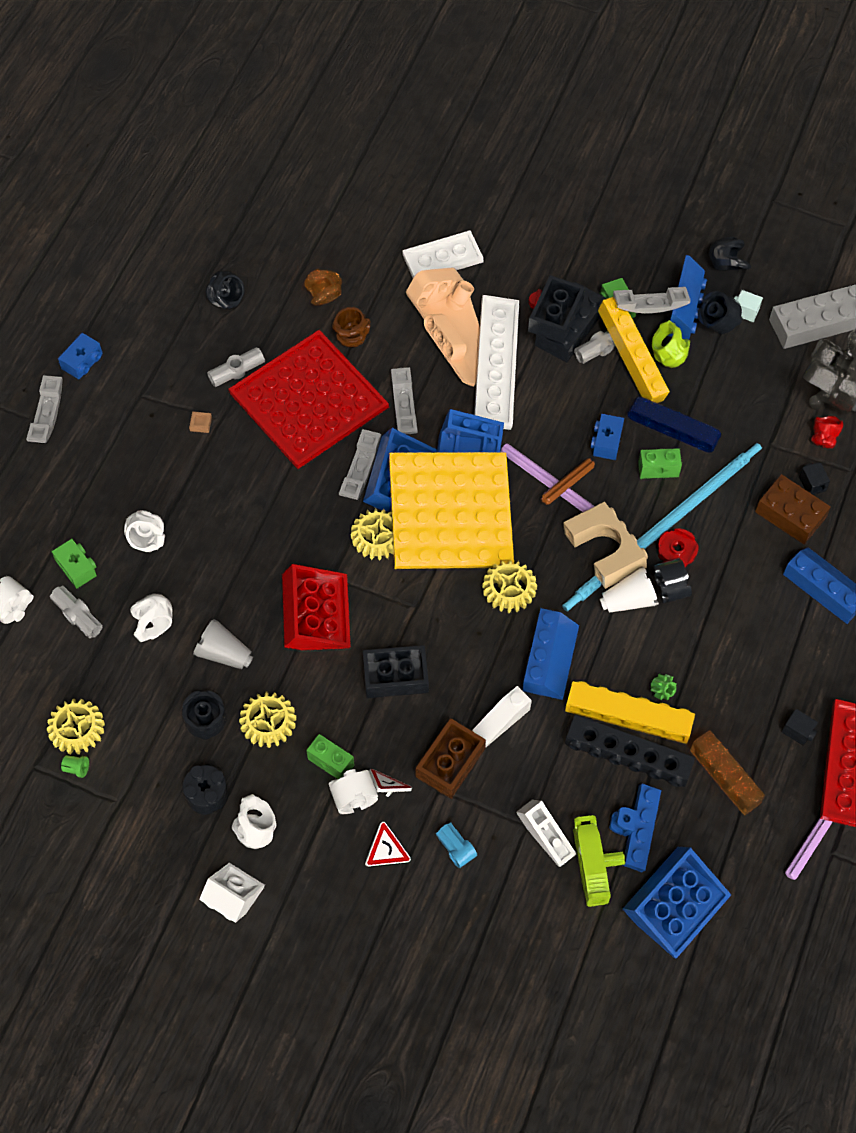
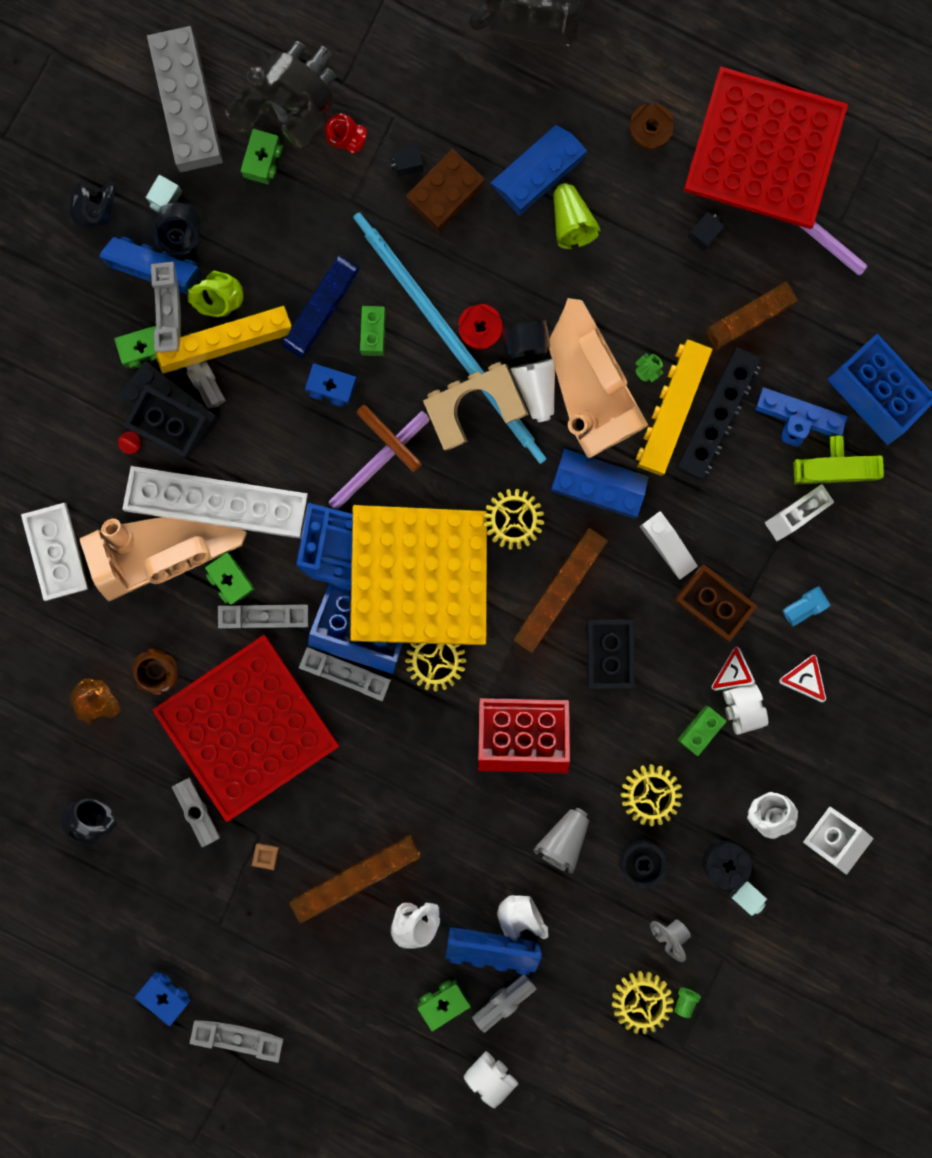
camera: 85 degrees left, 25 degrees up
(123, 593) = (492, 950): none -> blue slope
(138, 748) = (674, 935): none -> light grey wheel
(175, 812) = (749, 898): none -> light aqua brick
(184, 487) = (355, 879): none -> clear orange brick
(433, 376) = (240, 585): none -> bright green brick
(449, 627) = (560, 590): none -> clear orange brick
(639, 642) = (592, 382): none -> light nougat panel
(787, 611) = (573, 218): none -> lime cone
(789, 371) = (260, 144): none -> bright green brick

